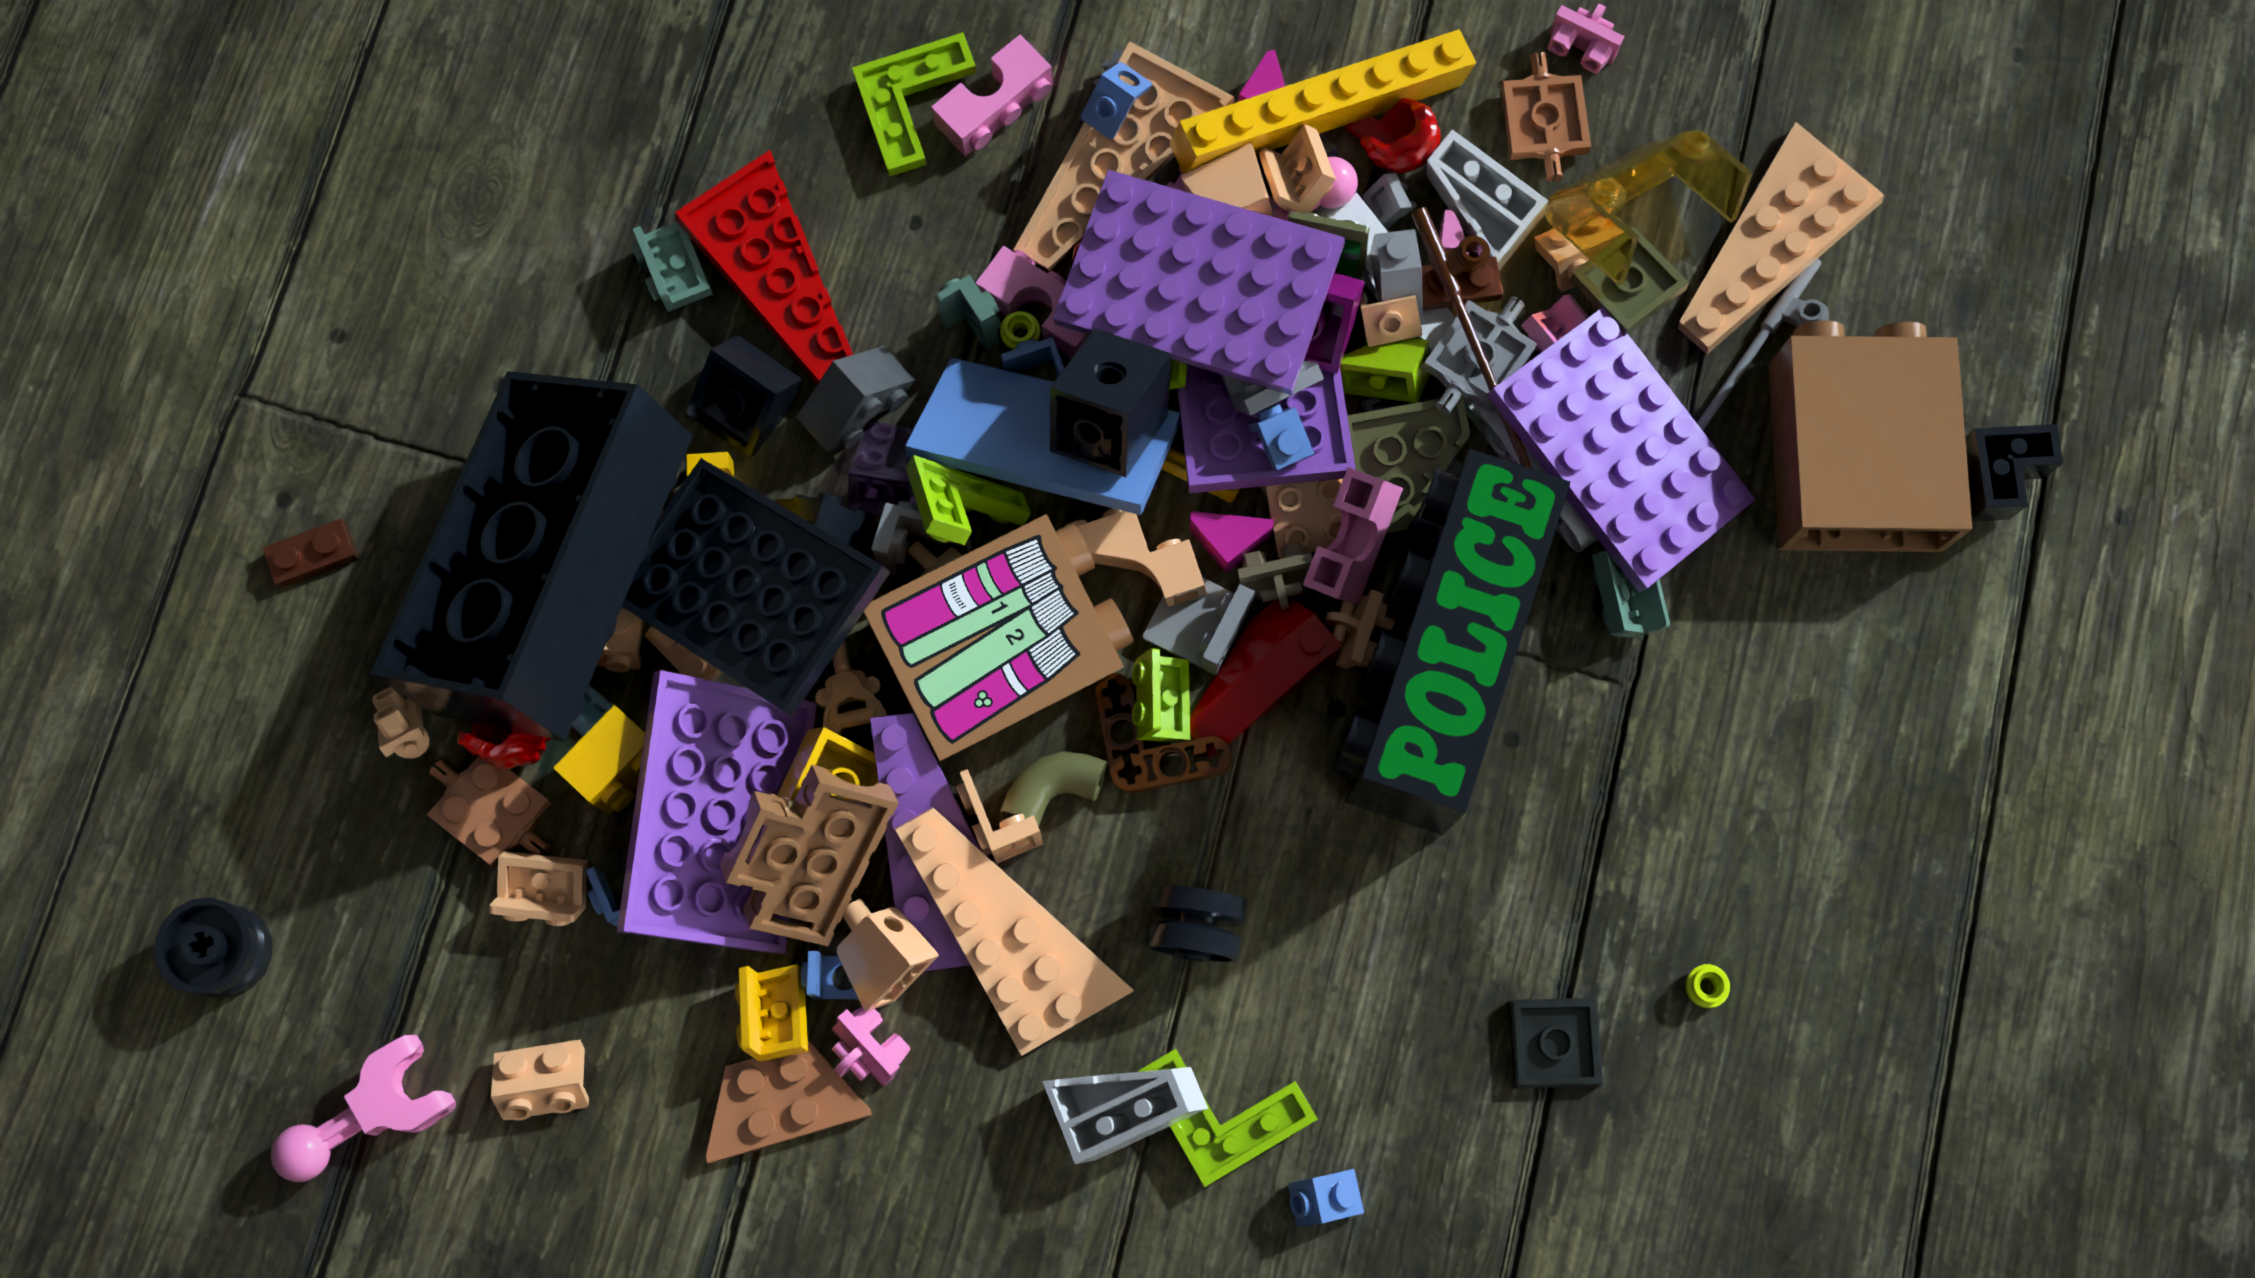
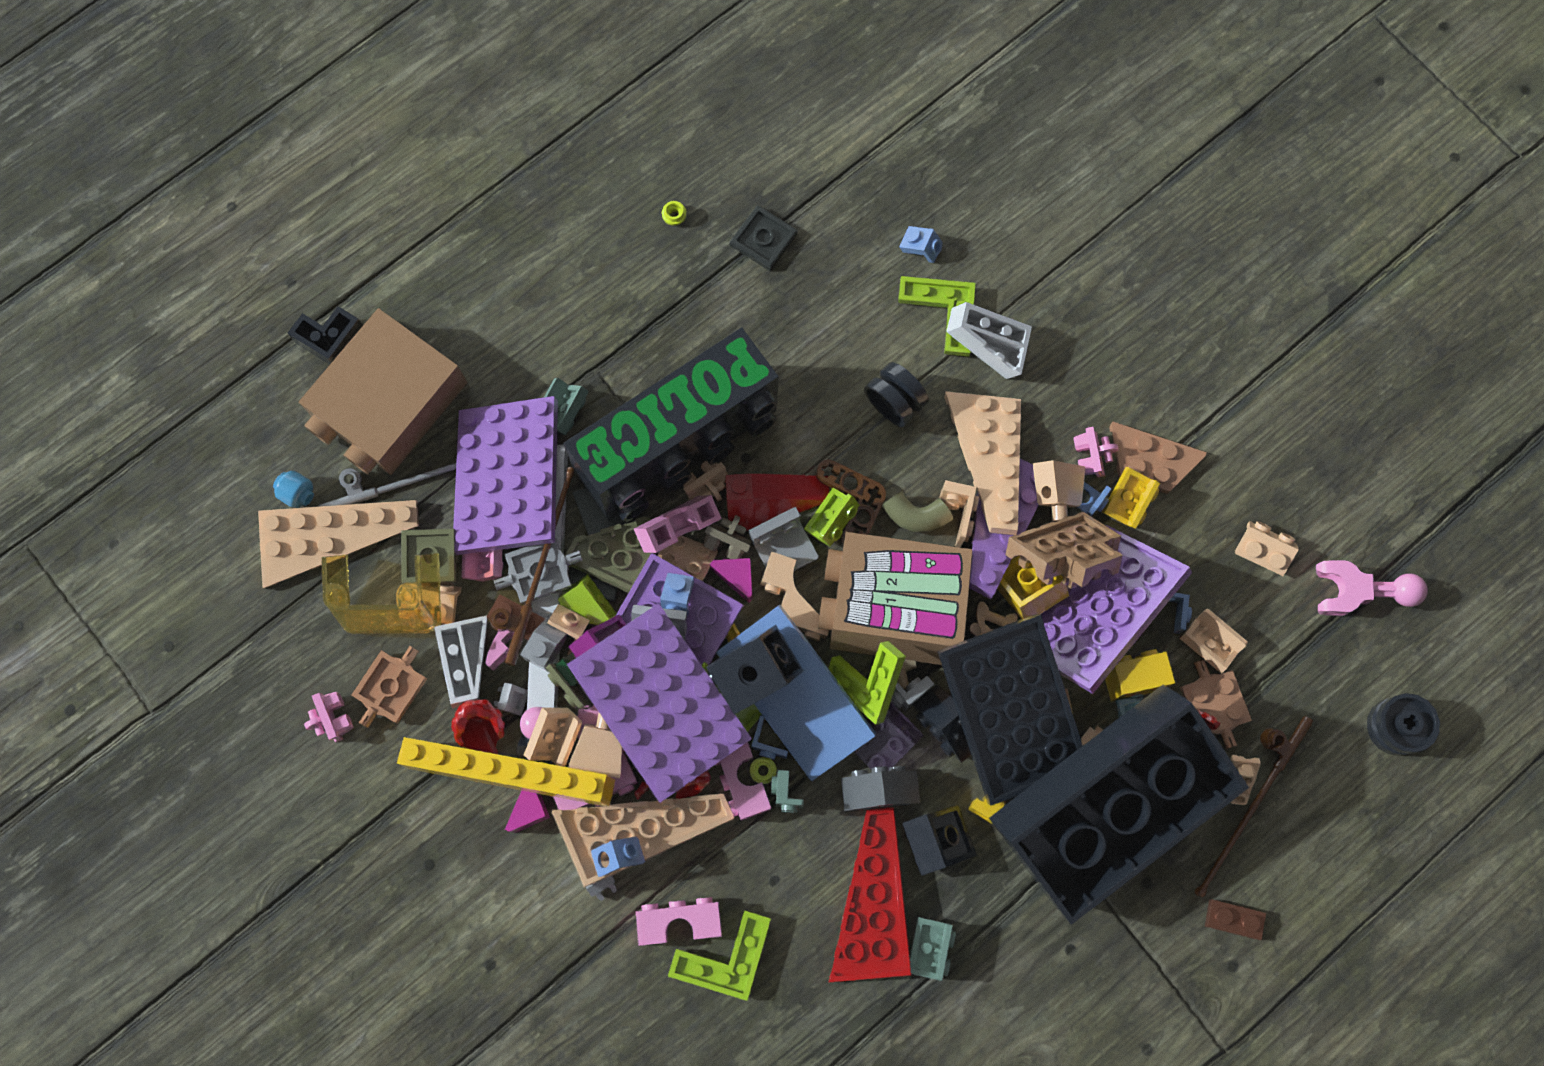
camera: 145 degrees left, 0 degrees up
(379, 810) = (1273, 740): none -> reddish brown piece
(1867, 254) = (293, 489): none -> dark azure head

